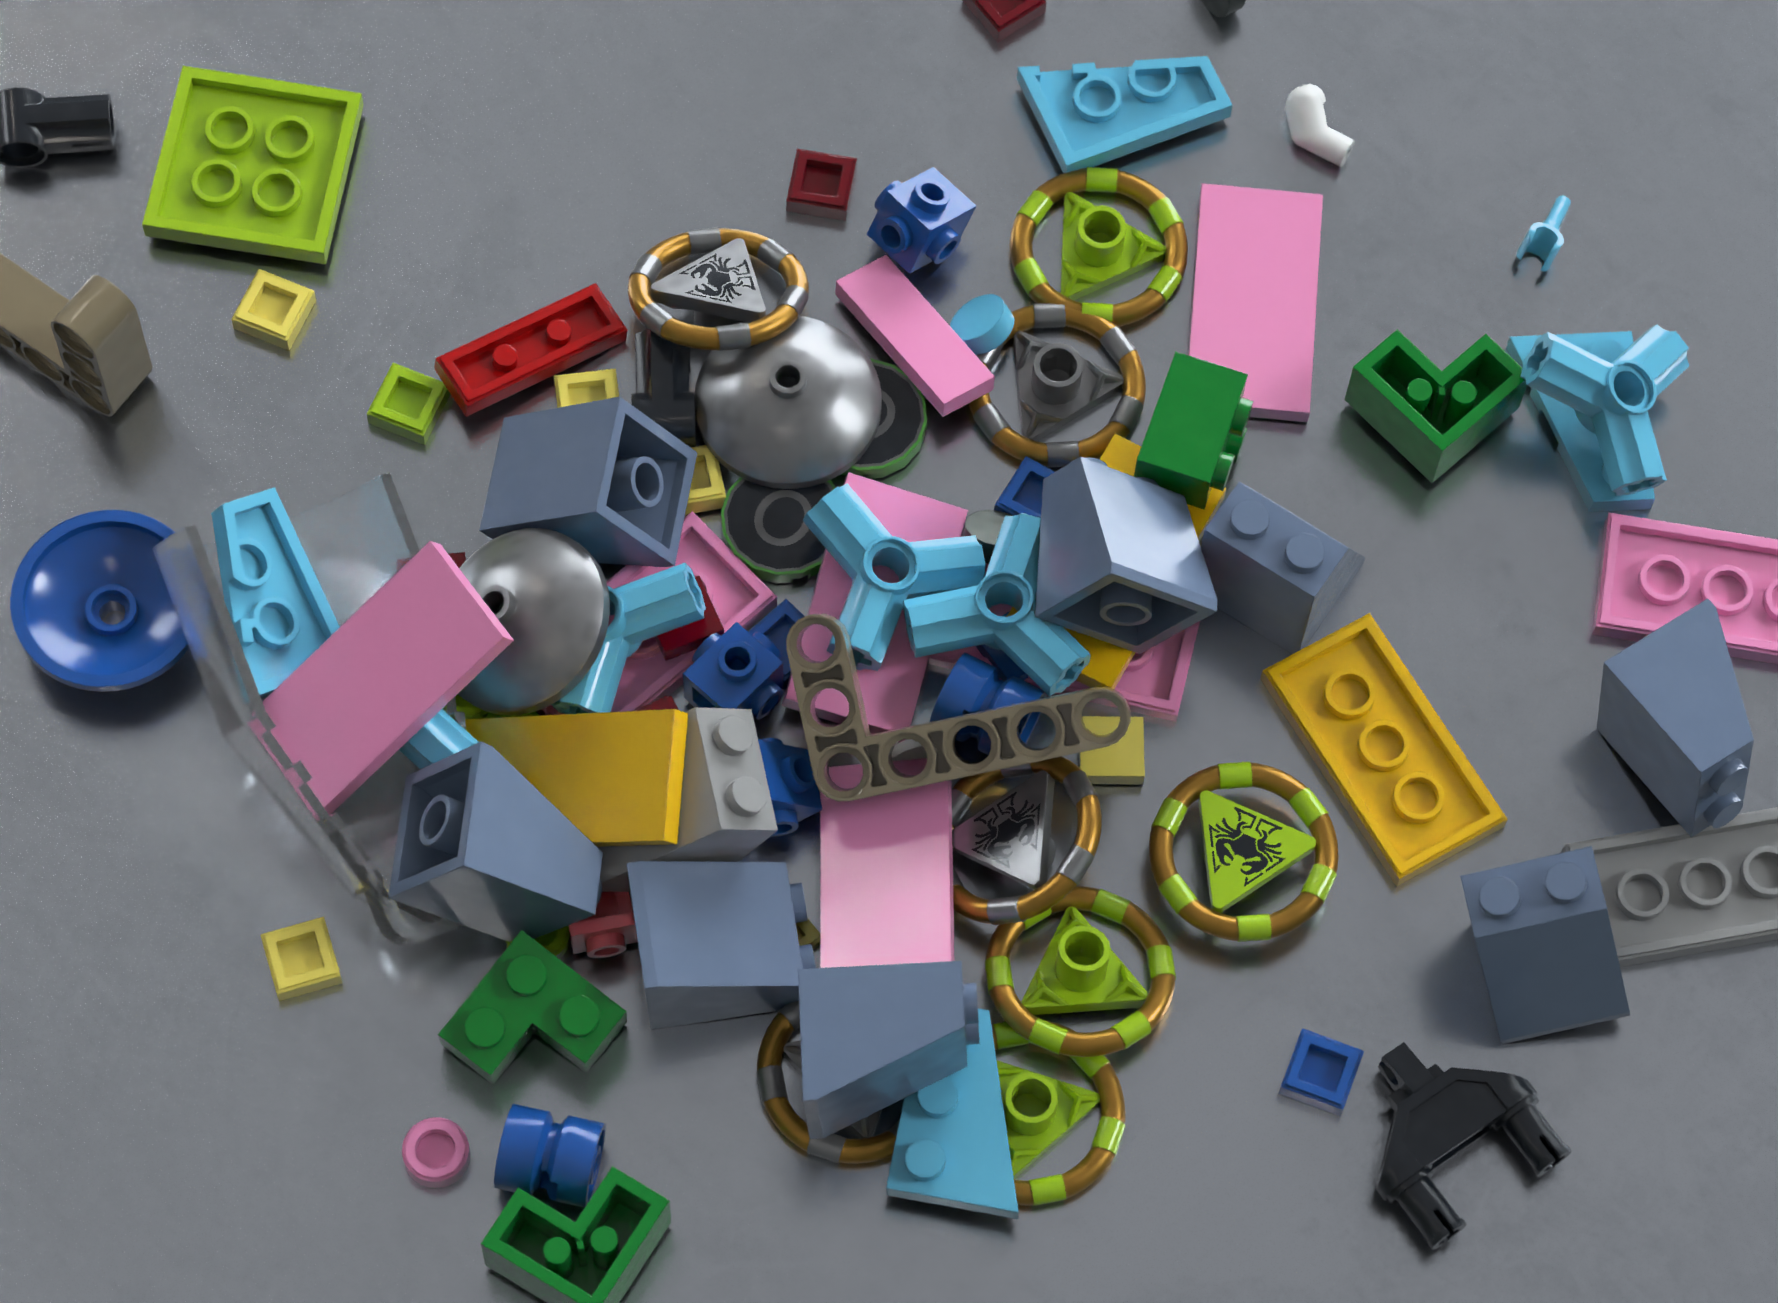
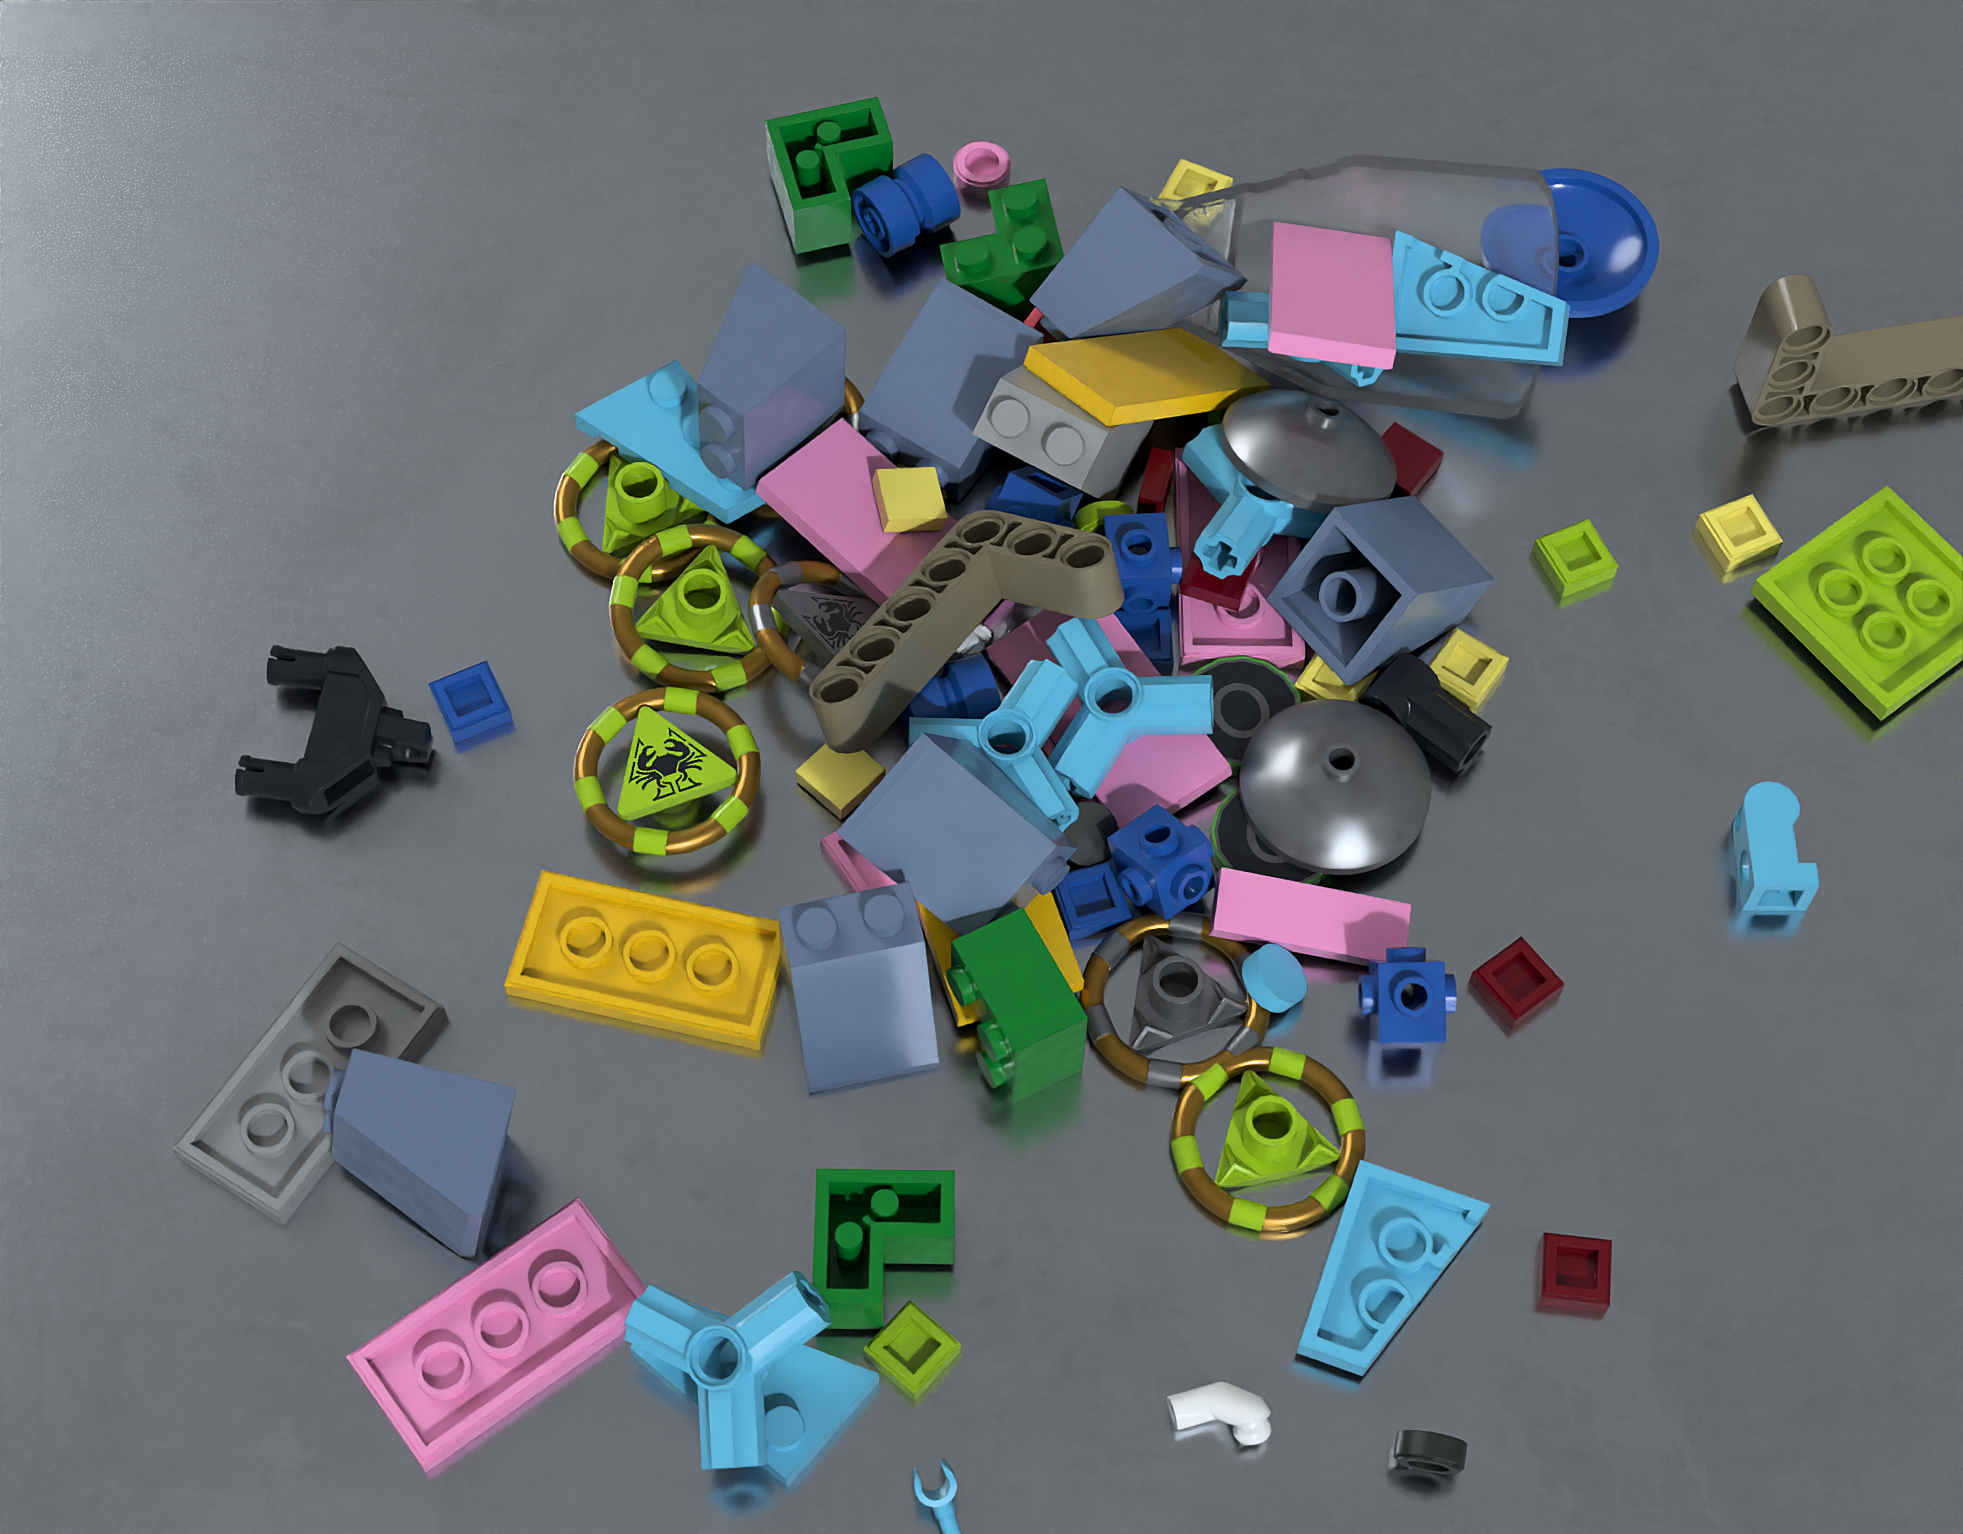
camera: 135 degrees right, 5 degrees down
(530, 349) = (1545, 660): red tile -> none
(559, 96) = (1767, 852): none -> medium azure leg
(717, 288) = (1476, 804): piece -> none
(848, 878) = (909, 499): none -> light yellow tile
(976, 476) = (1162, 862): none -> blue brick
(1258, 292) = (1107, 1211): bright pink tile -> none
(1461, 327) = (912, 1350): none -> lime tile
(1546, 945) = (386, 886): sand blue slope -> none

